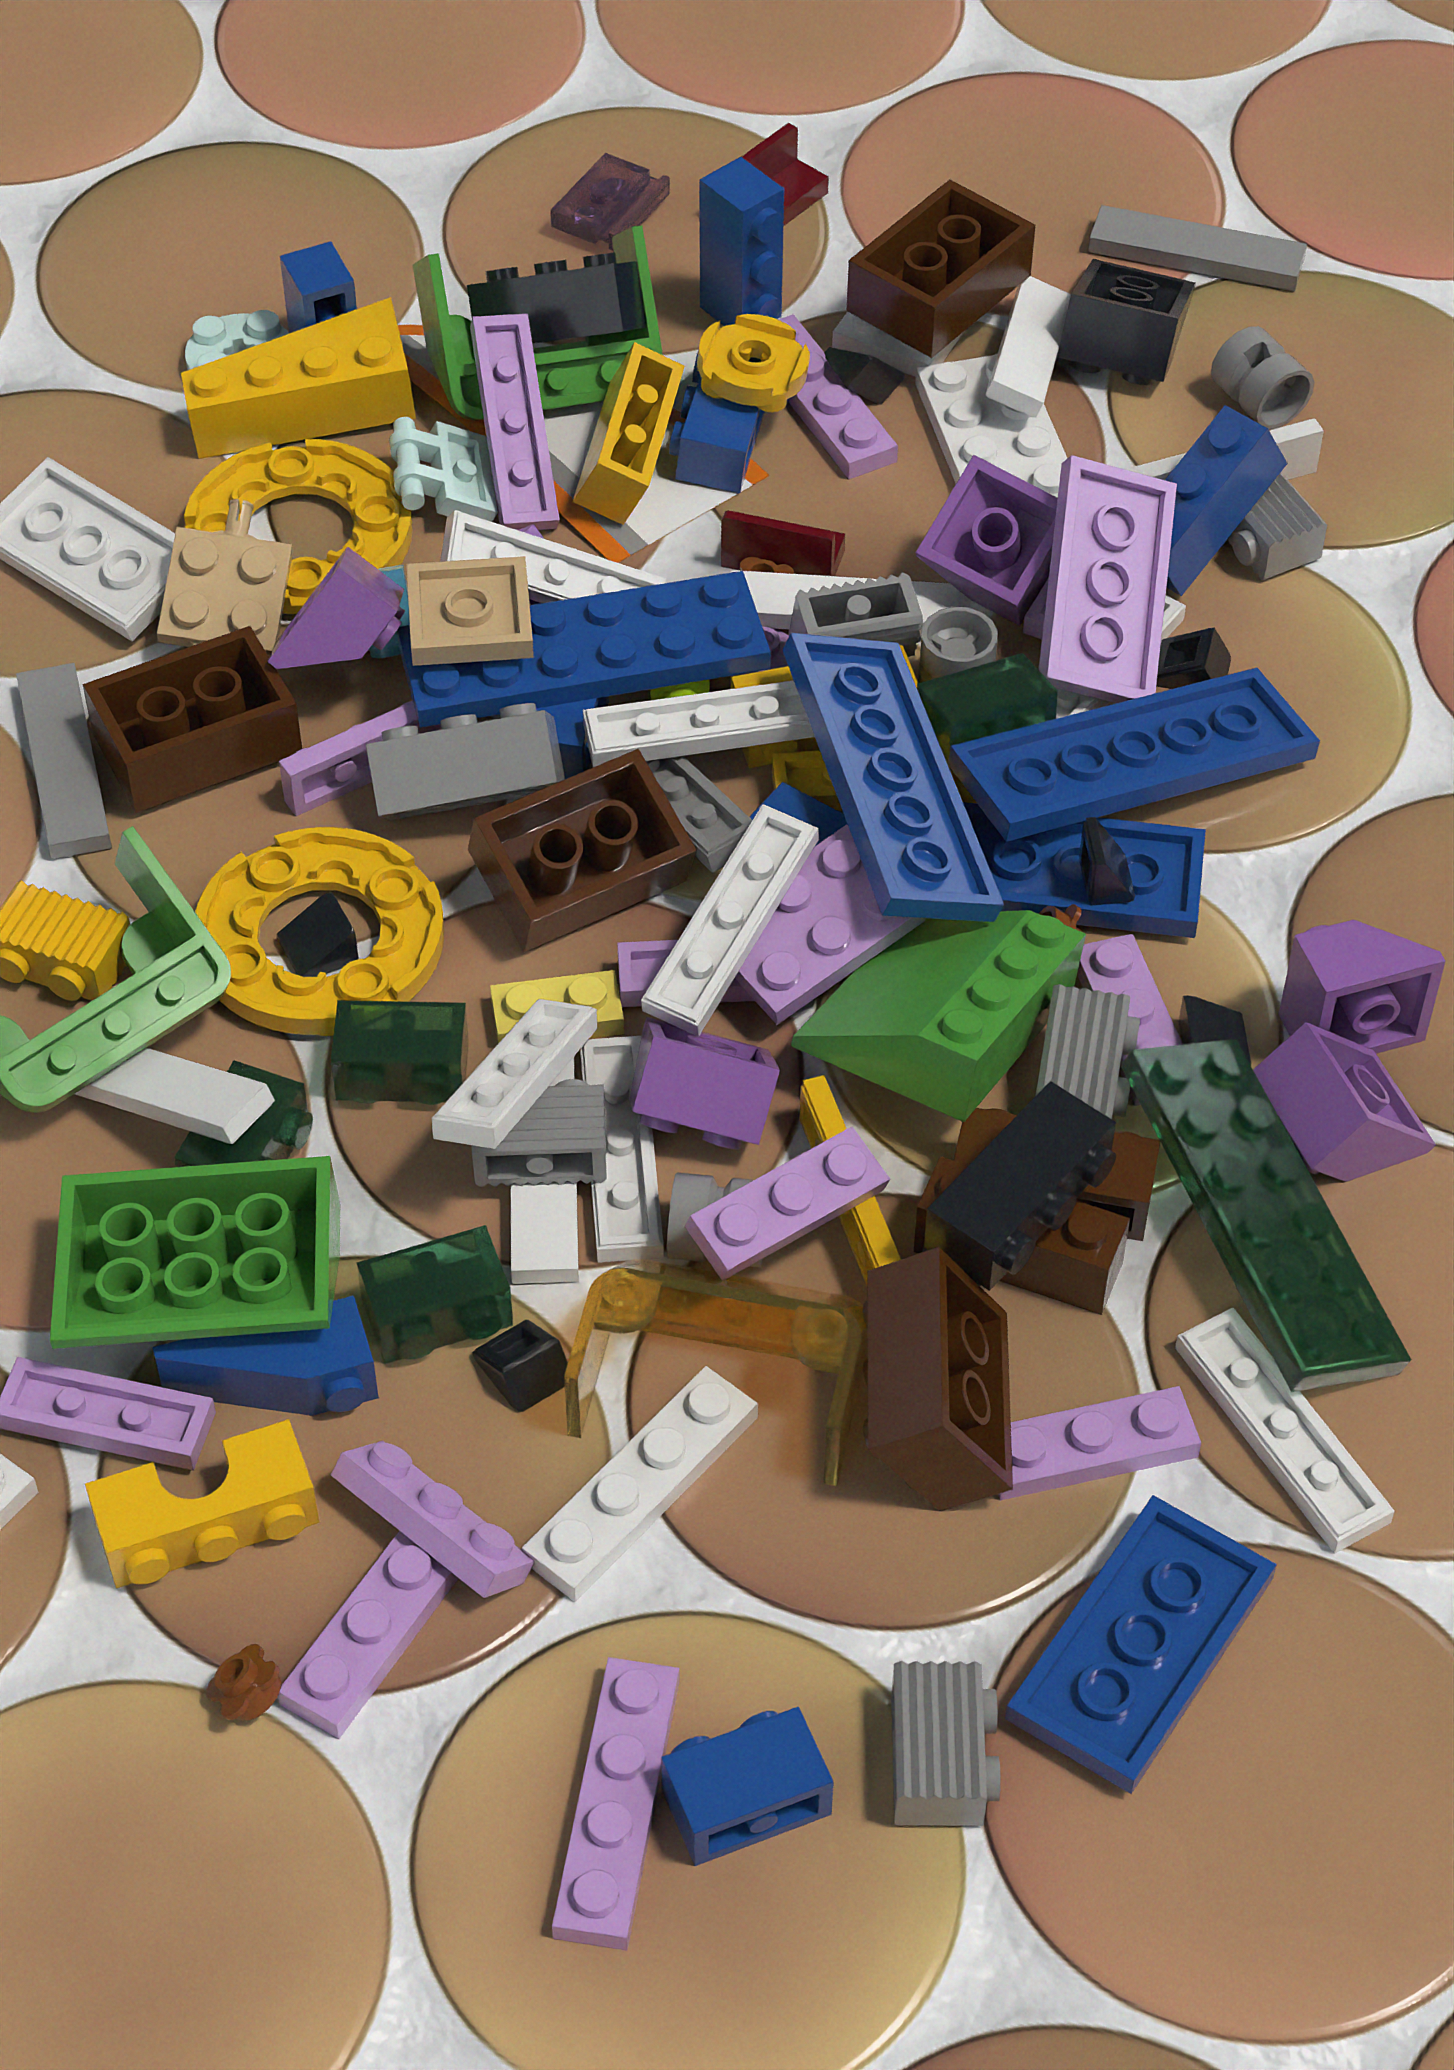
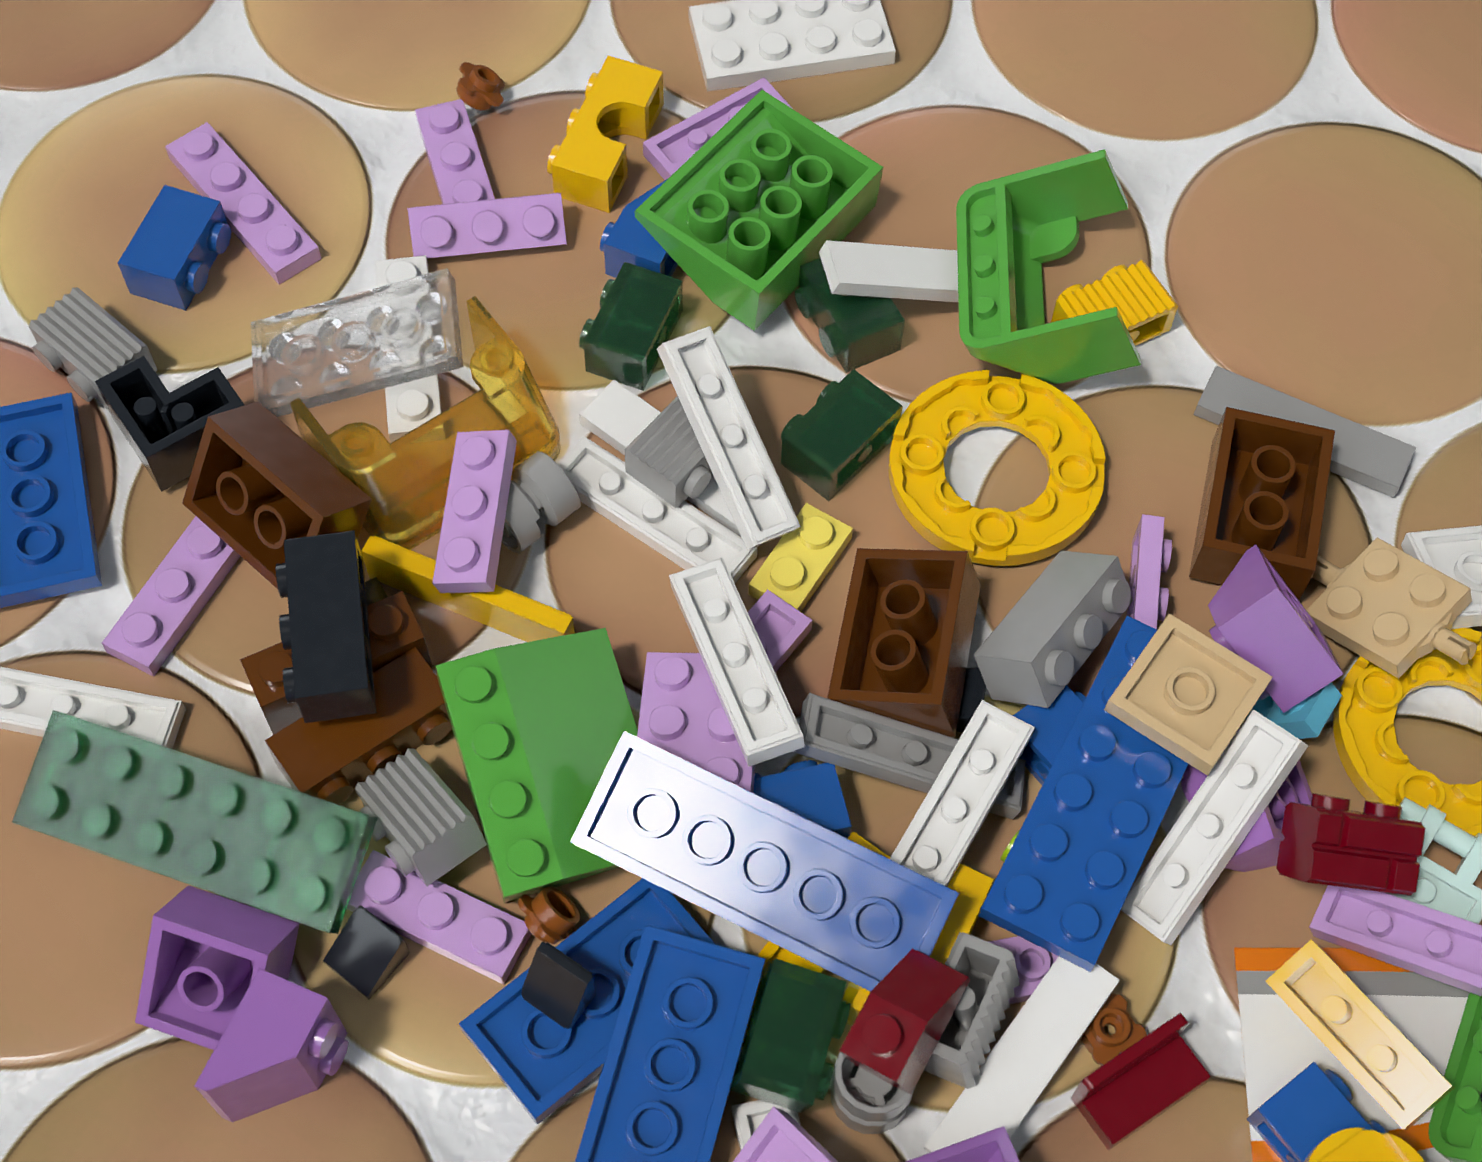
camera: 130 degrees right, 10 degrees up
(319, 938) = (989, 467): black slope -> none
(496, 482) = (1350, 847): none -> dark red brick
(523, 1364) = (551, 348): black slope -> none
(701, 1485) = (357, 343): none -> clear plate
(702, 1084) = (628, 573): medium lavender slope -> none
(920, 605) = (904, 1019): none -> dark red slope
(950, 1554) = (161, 424): none -> black brick

